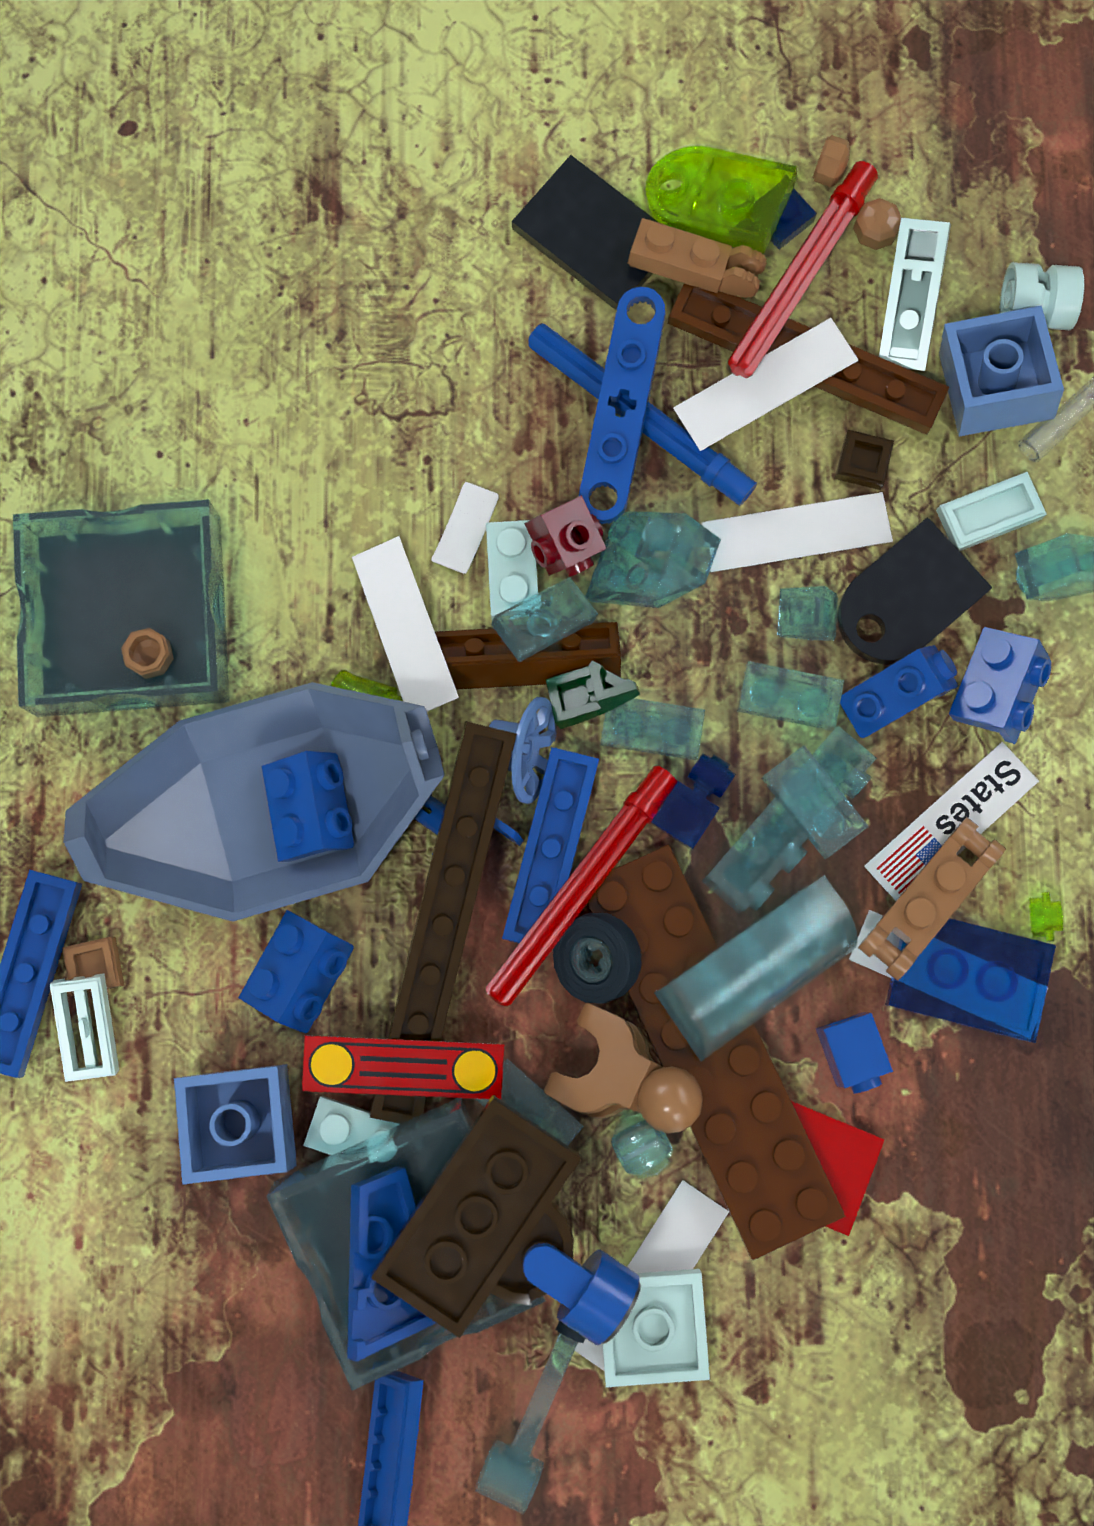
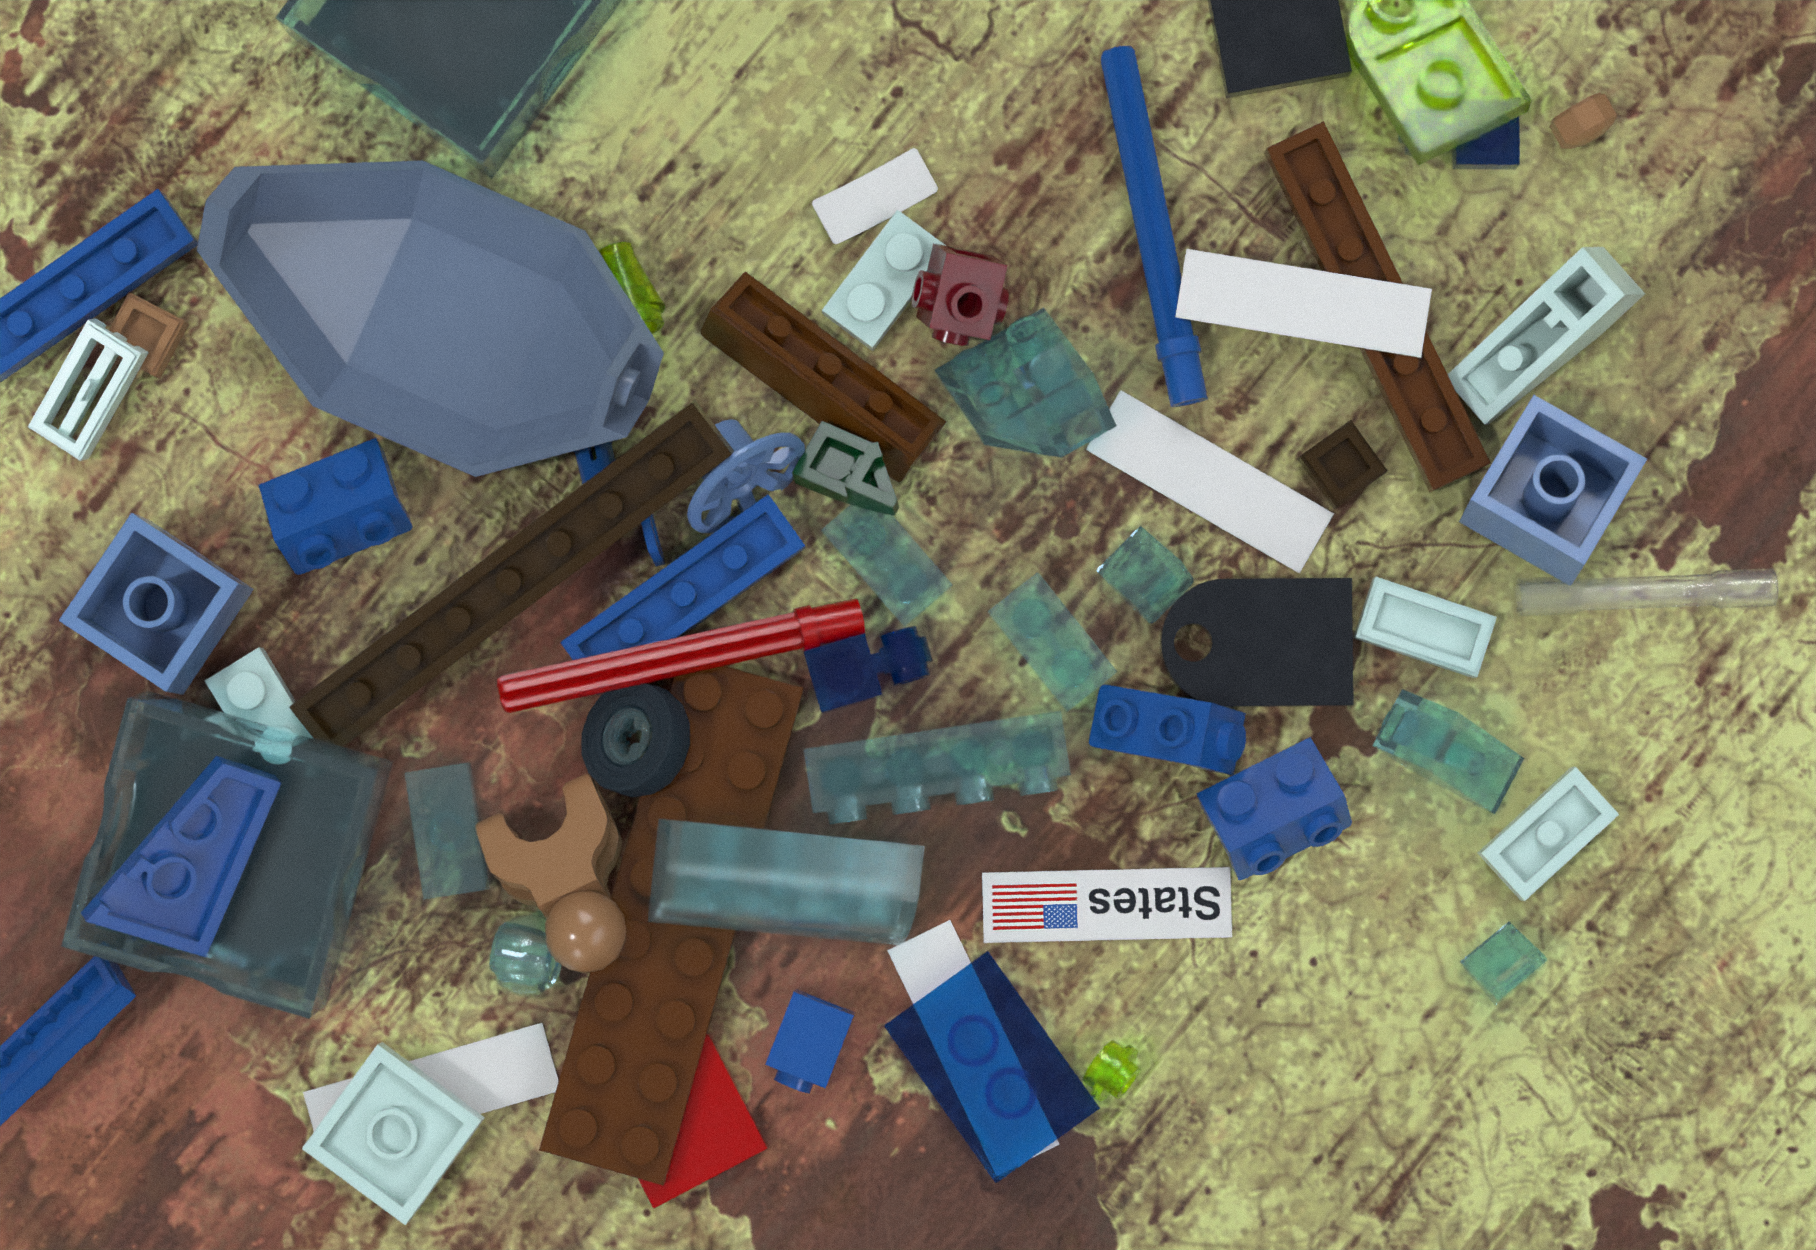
camera: 45 degrees right, 5 degrees up
(147, 653) = (447, 64): medium nougat tile -> none
(307, 805) = (480, 351): blue bracket -> none
(402, 1067) = (359, 686): sticker -> none
(404, 625) = (725, 249): white sticker -> none
(498, 1232) = (319, 914): dark brown plate -> none
(510, 1469) = (151, 1148): clear light blue piece -> none
(544, 619) = (869, 359): clear light blue plate -> none
(627, 372) = (1173, 175): blue piece -> none
(696, 260) = (1343, 111): medium nougat hinge -> none
(814, 802) = (966, 765): clear light blue plate -> none
(843, 206) = (1558, 179): axle -> none
(877, 224) = (1575, 225): medium nougat tile -> none
(931, 898) = (1014, 958): medium nougat plate -> none
(1057, 290) = (1675, 450): light aqua wheel -> none

